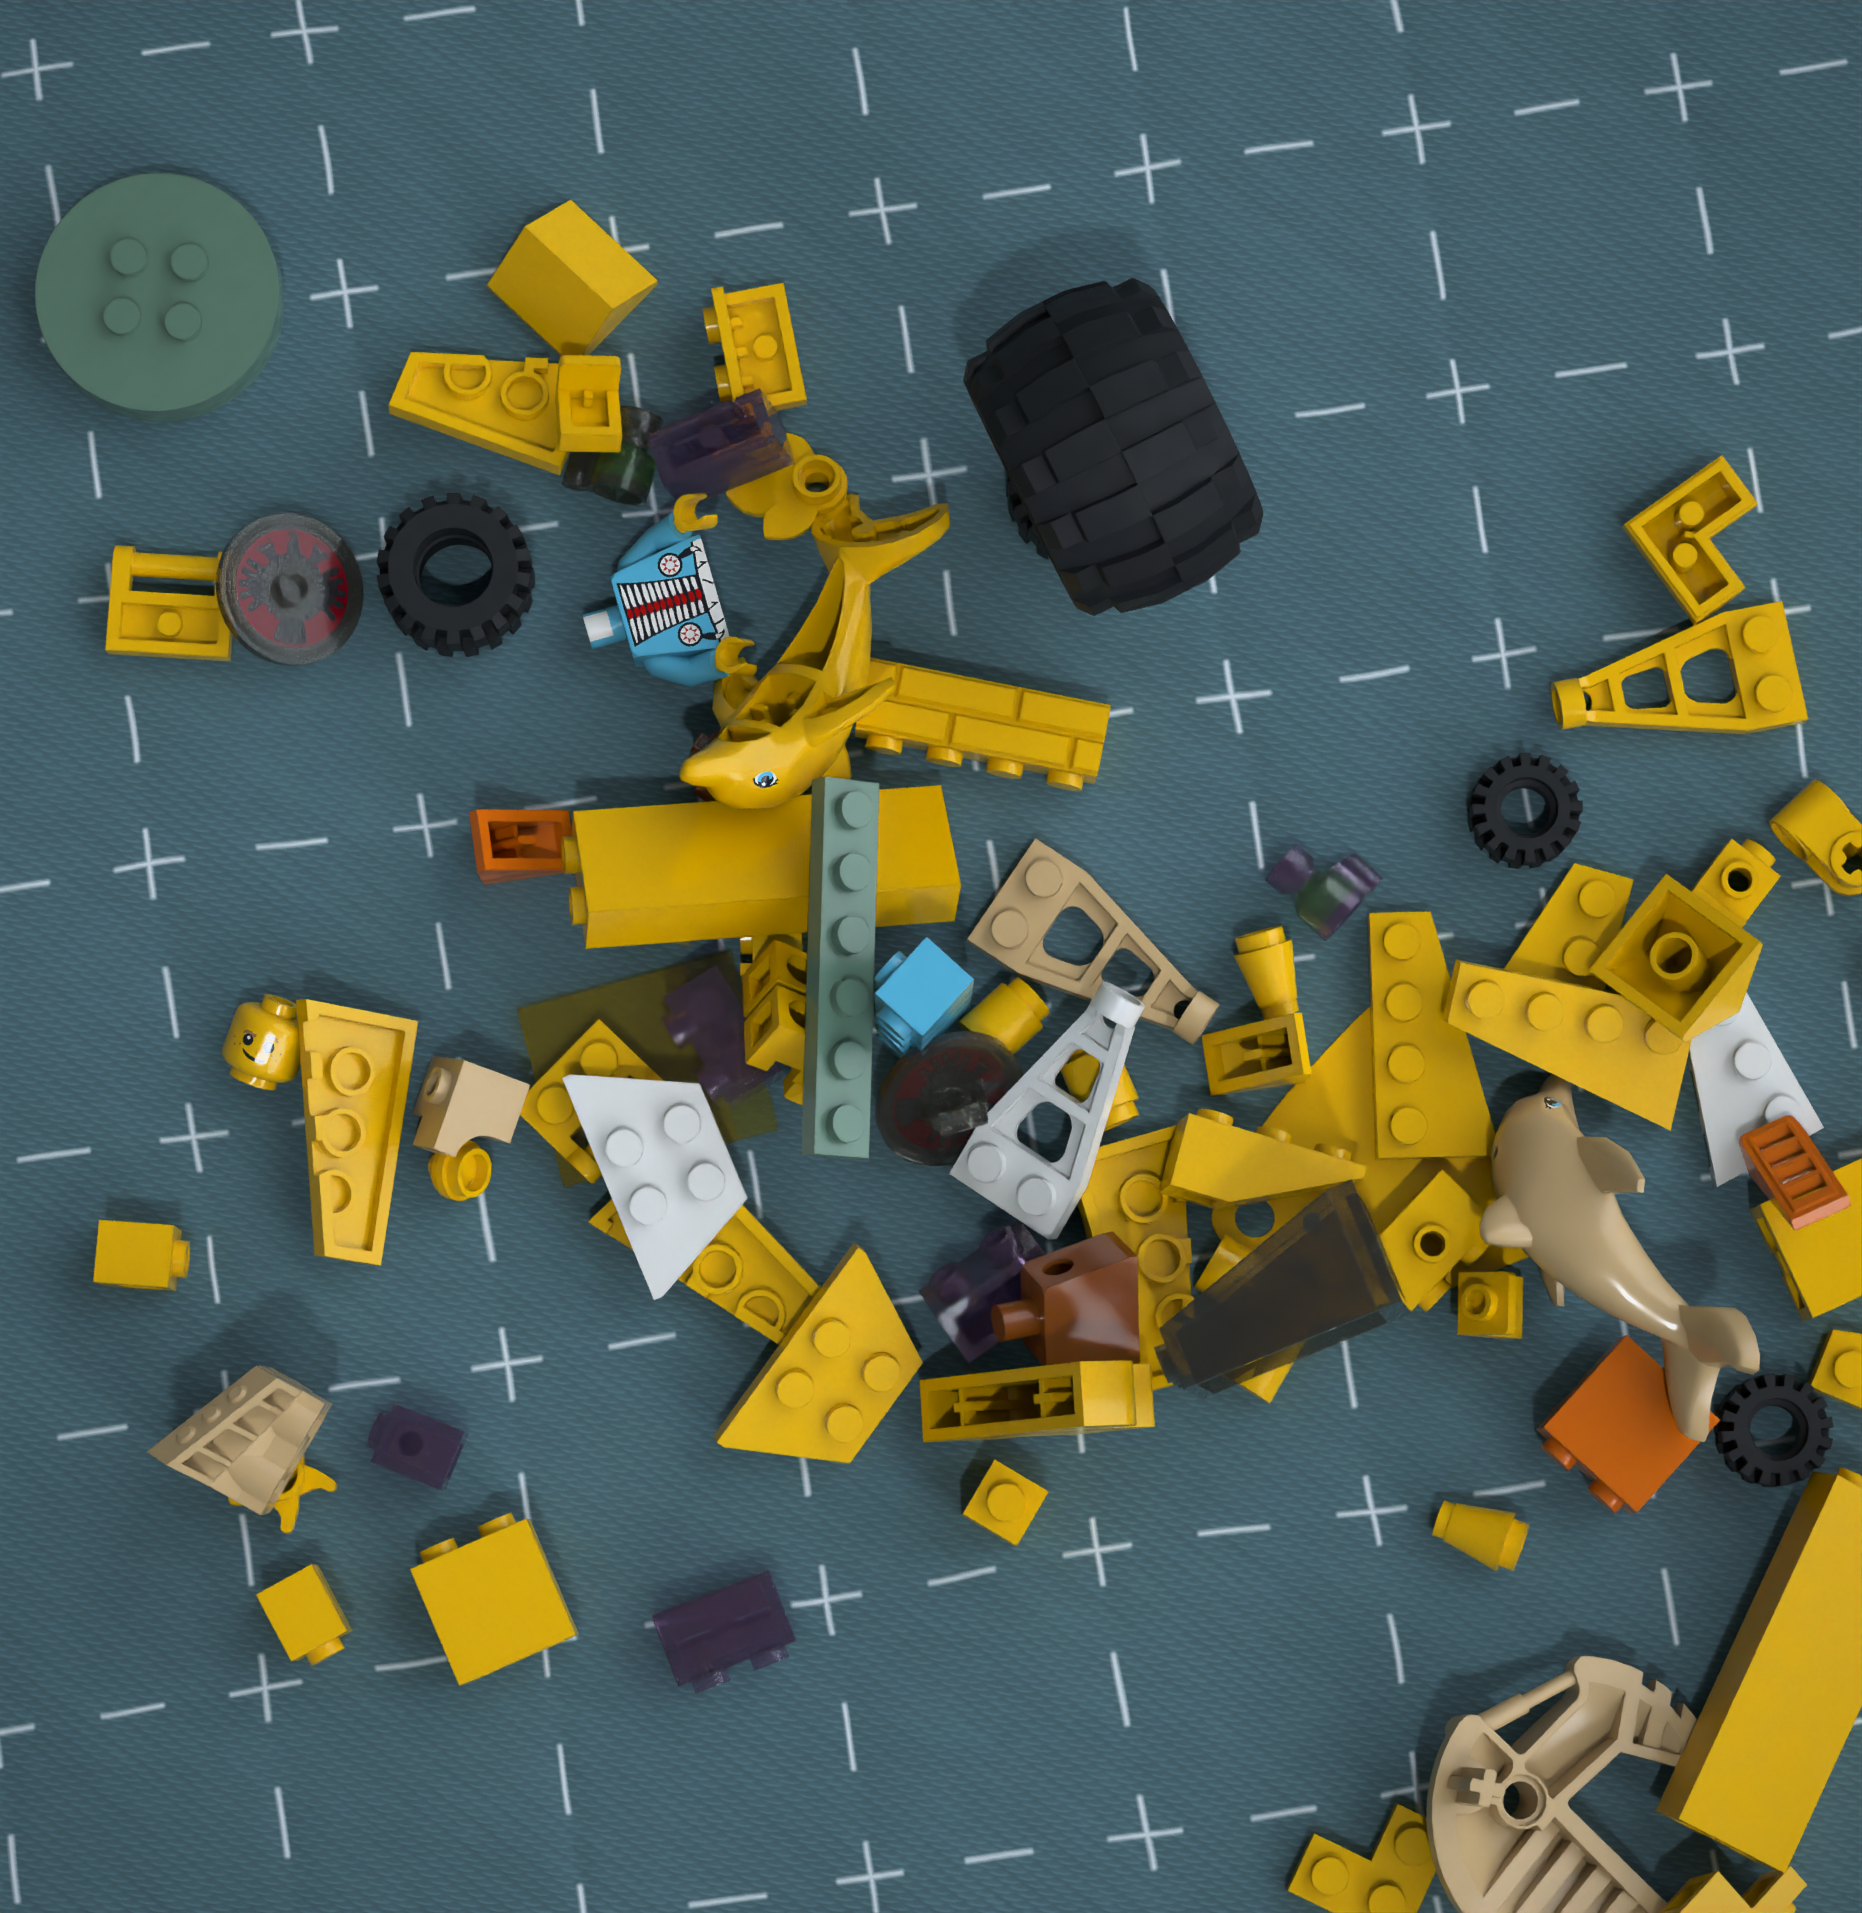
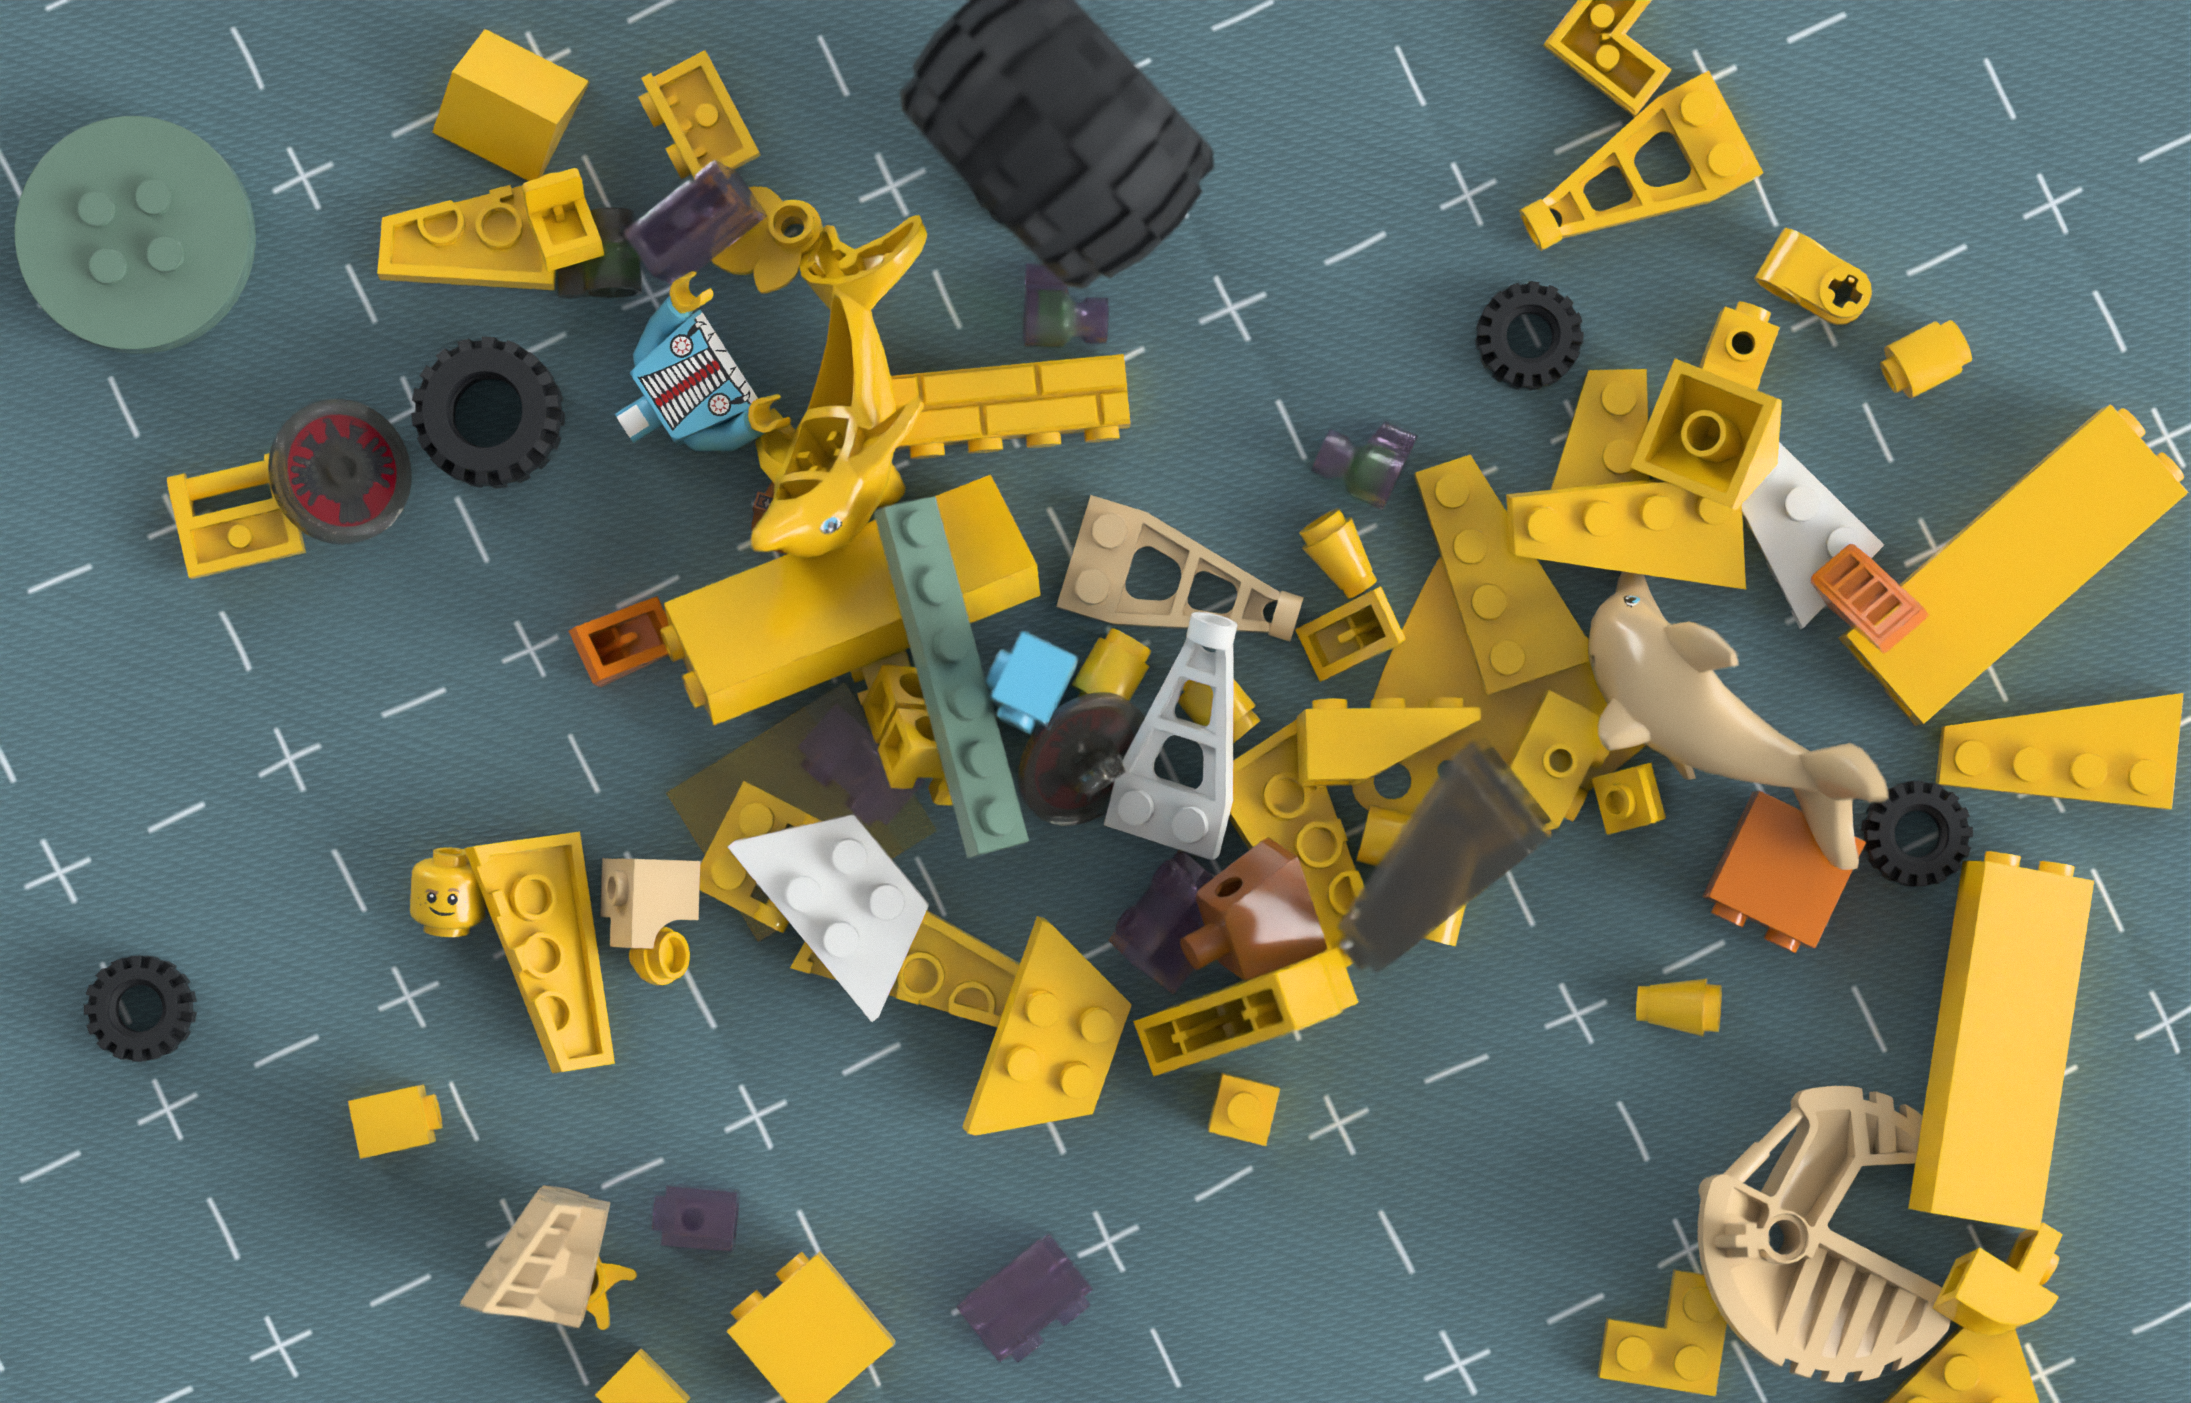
camera: 15 degrees left, 5 degrees up
(1051, 647) = (1054, 317): none -> piece

